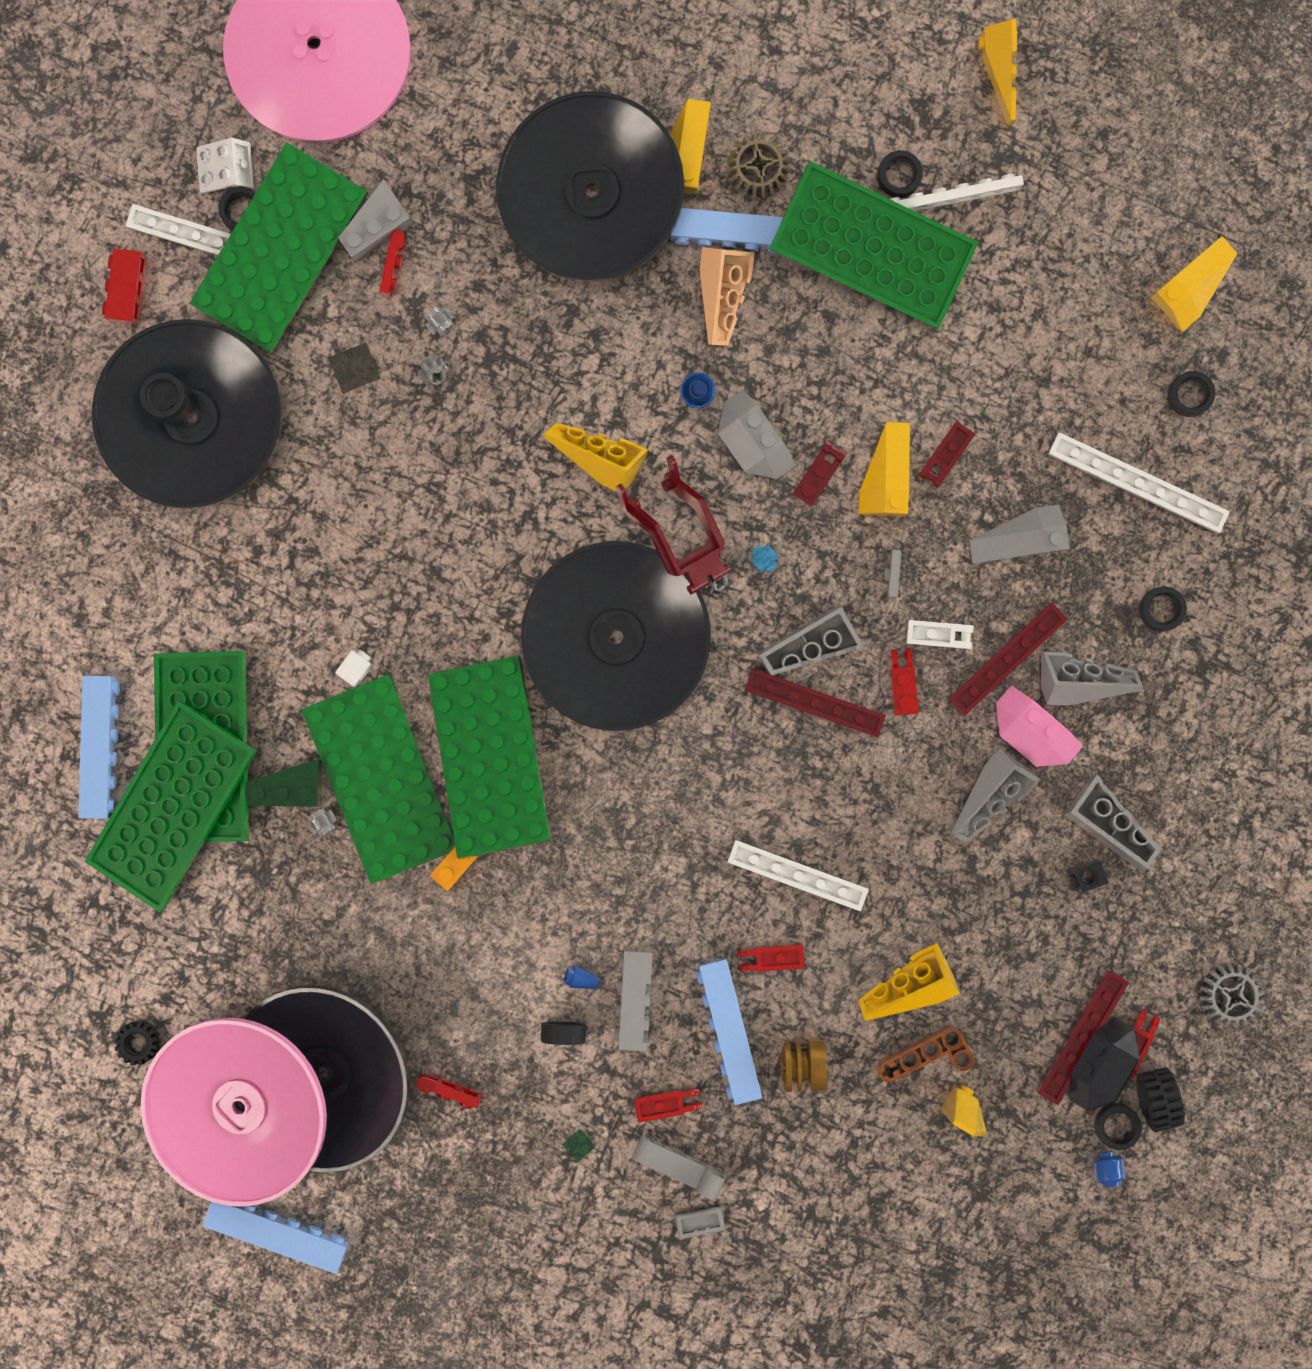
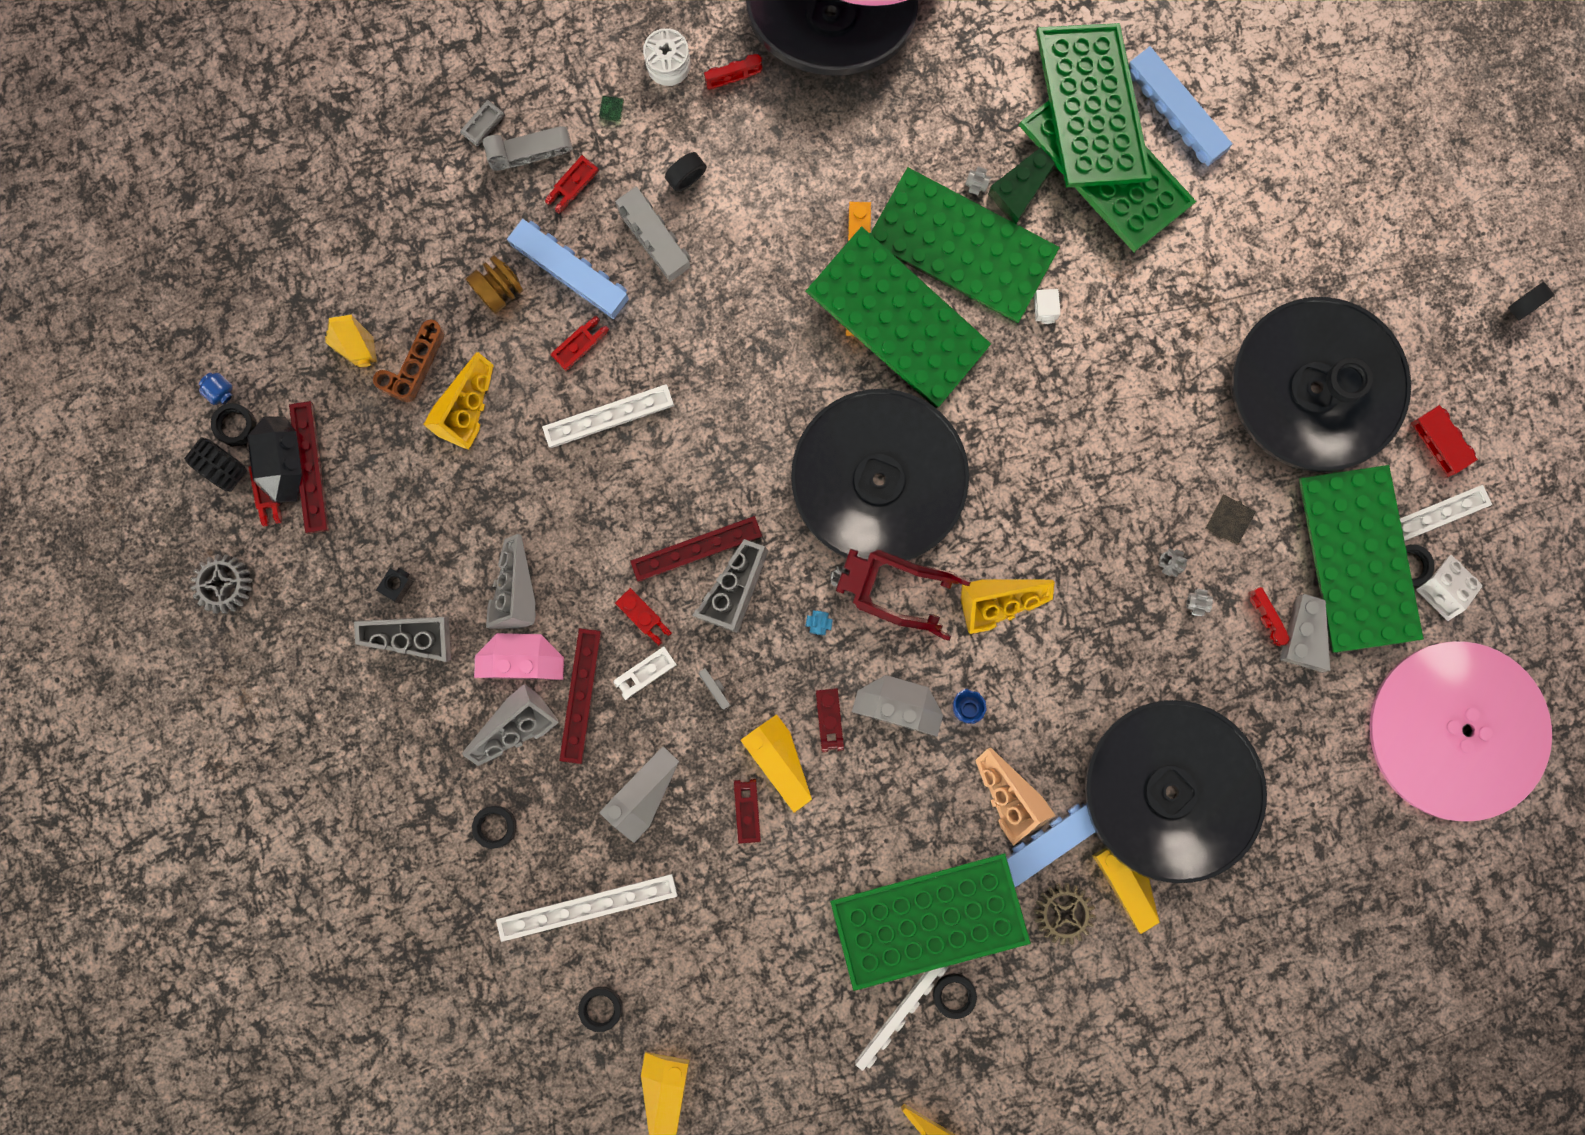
camera: 145 degrees right, 5 degrees down
(497, 1135) = (668, 68): none -> white wheel
(579, 978) = (705, 220): blue cone -> none

